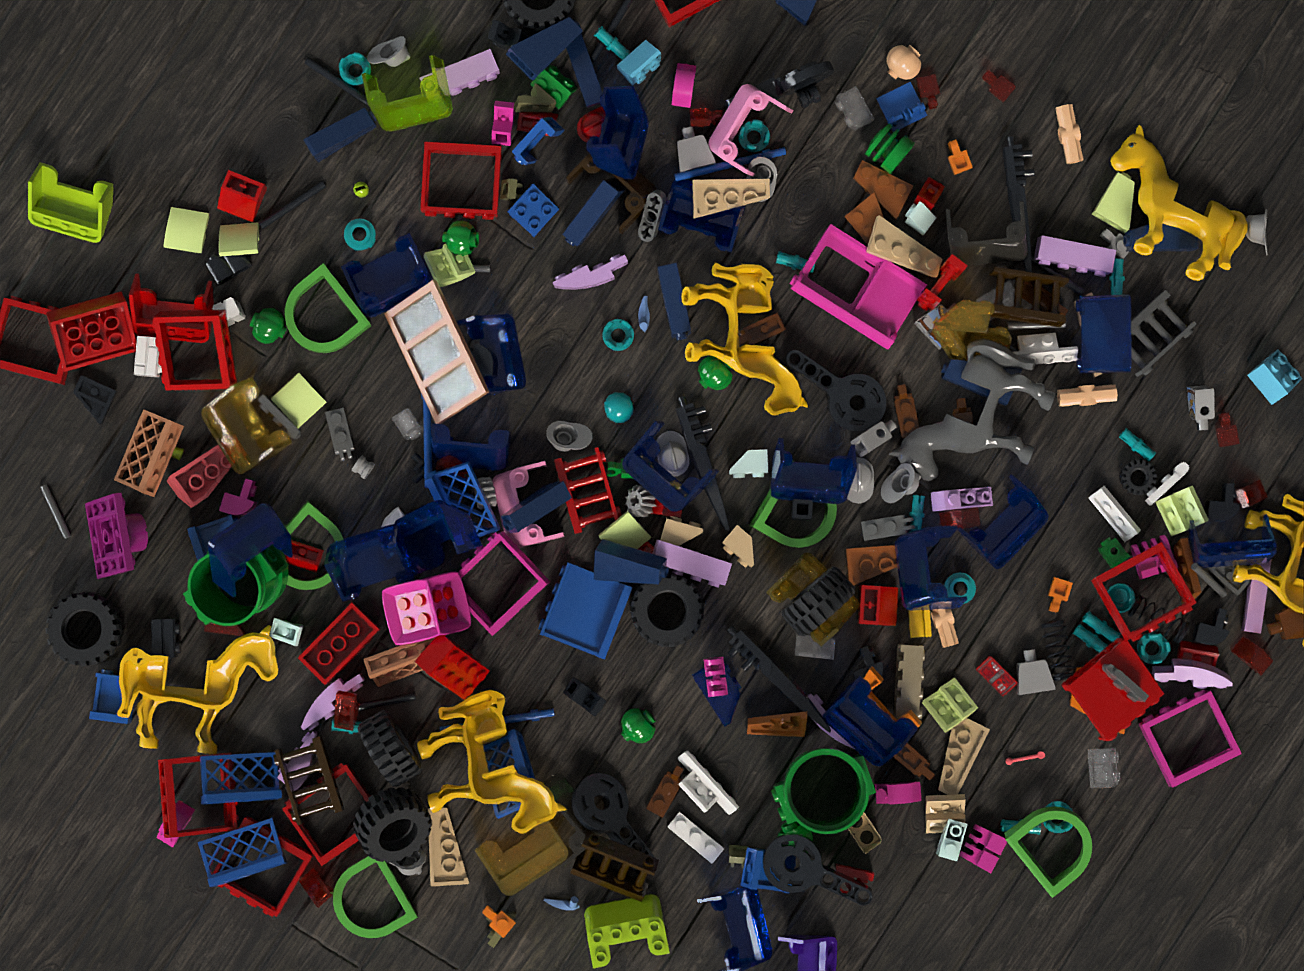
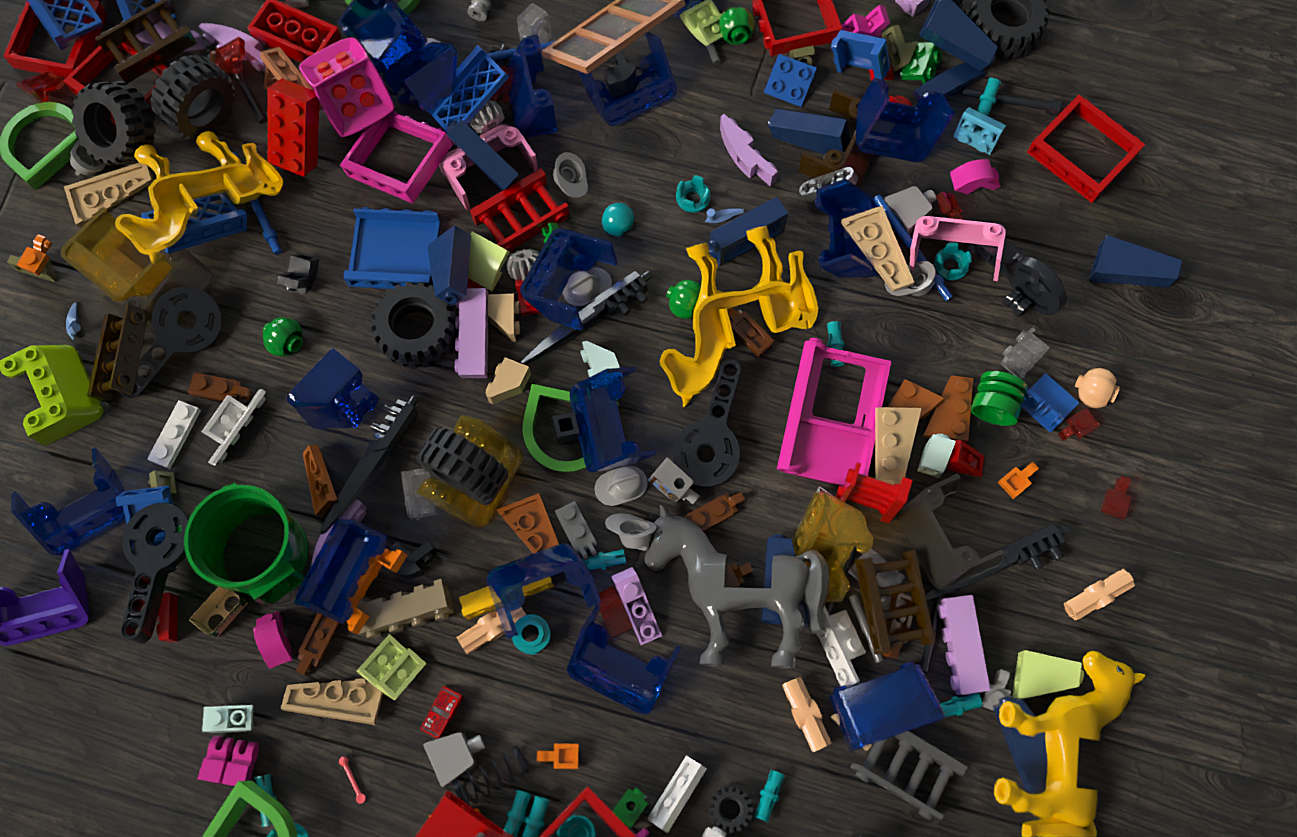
camera: 75 degrees right, 15 degrees down
(715, 668) = (327, 369): dark pink legs -> none
(877, 605) = (483, 546): red slope -> none
(940, 808) = (265, 697): tan slope -> none

